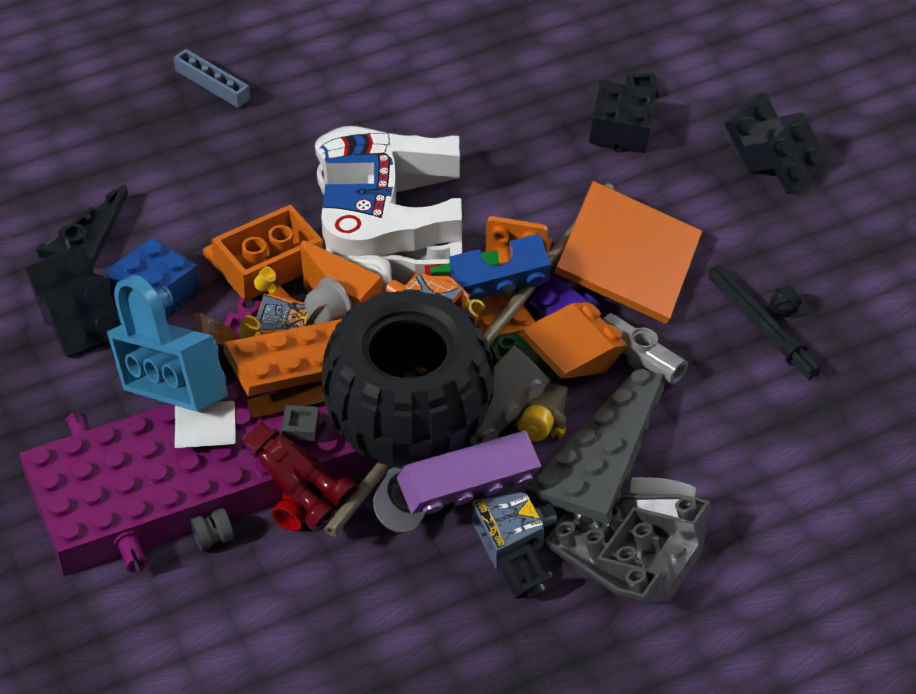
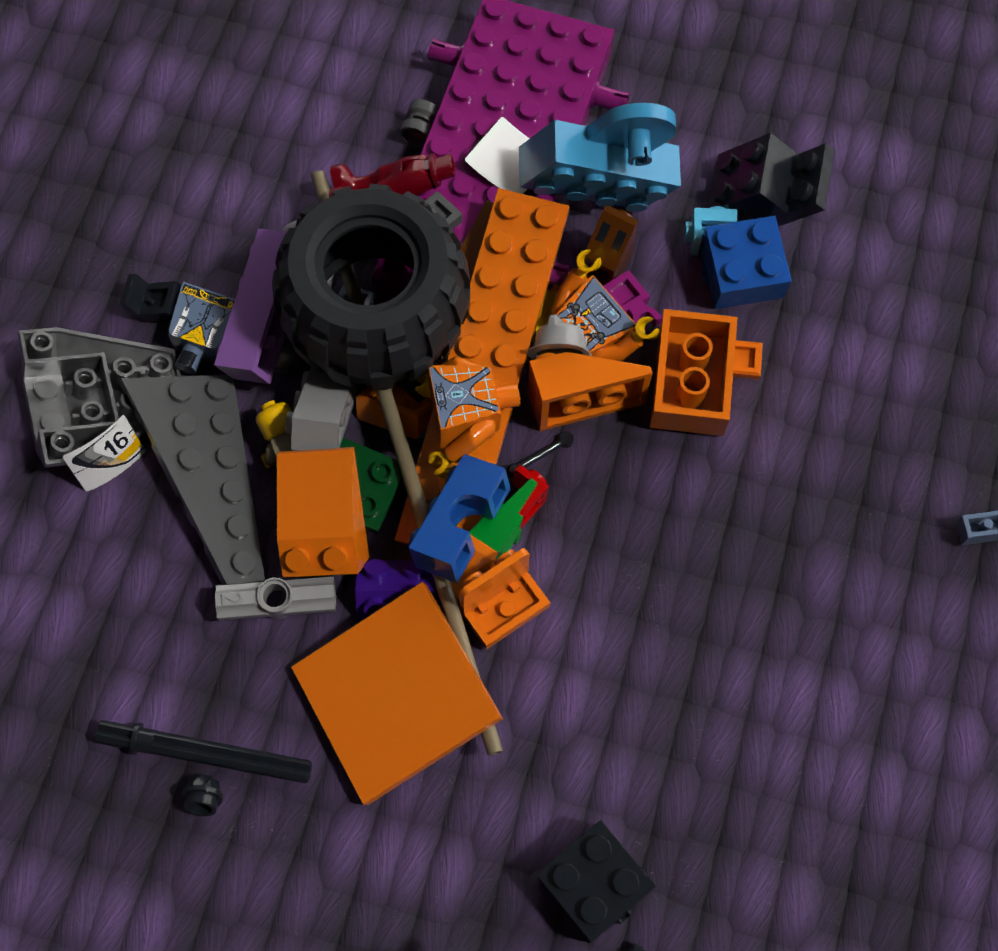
camera: 130 degrees right, 20 degrees up
(88, 228) = (862, 257): black wing -> none
(360, 214) = (650, 467): white animal -> none

